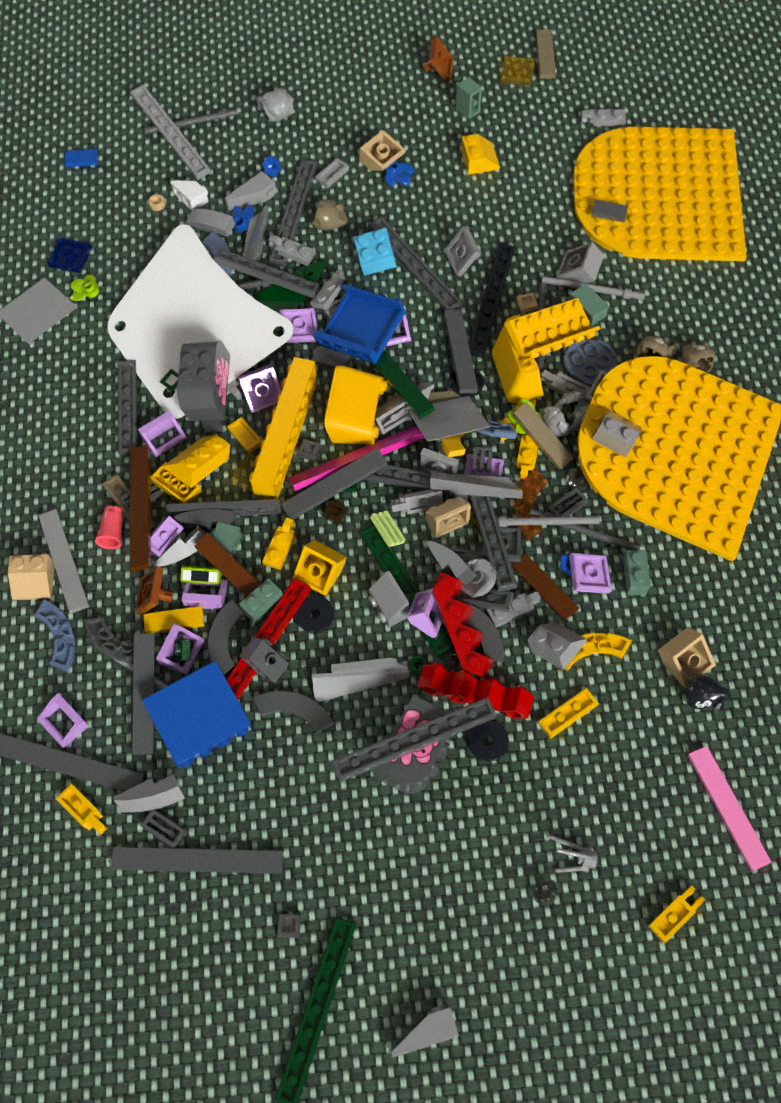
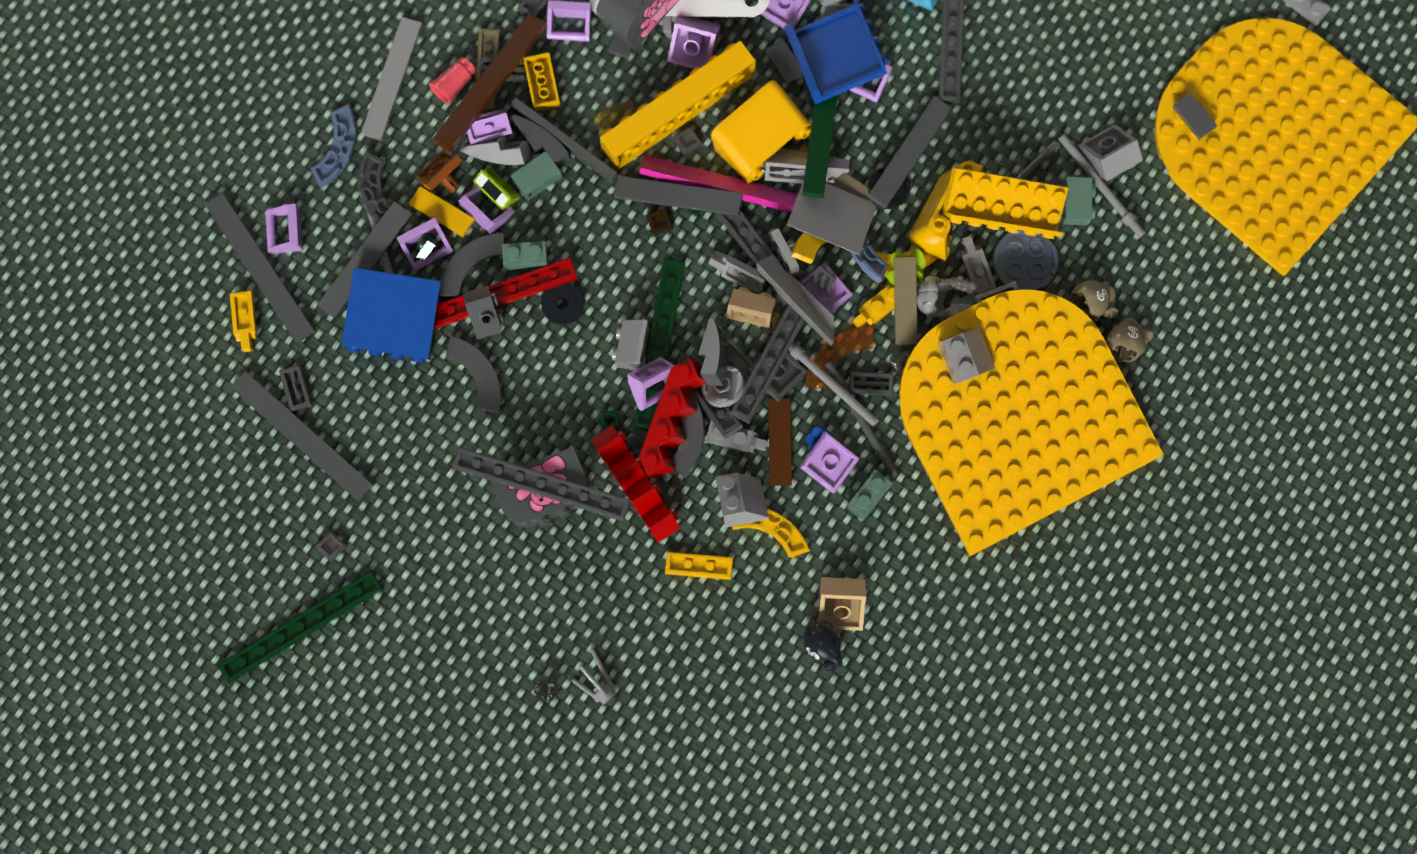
camera: 40 degrees right, 15 degrees up
(31, 576) = (352, 74): tan slope -> none
(150, 795) = (304, 353): light grey slope -> none
(199, 460) = (578, 74): yellow slope -> none
(227, 564) = (521, 200): reddish brown tile -> none
(244, 435) = (642, 79): yellow tile -> none
(280, 545) = (585, 215): yellow hinge -> none
(319, 566) = (601, 263): yellow slope -> none
(357, 676) = (551, 390): light grey wedge -> none
(388, 527) = (694, 276): yellowish green tile -> none
(435, 1028) = (373, 715): light grey slope -> none
(462, 251) = (1006, 47): light grey tile -> none
(491, 300) = (992, 119): black tile -> none
(492, 752) = (611, 546): black tile -> none
(527, 303) = (1023, 150): tan tile -> none
(675, 916) = (633, 792): yellow hinge -> none
(729, 809) = (756, 751): bright pink tile -> none

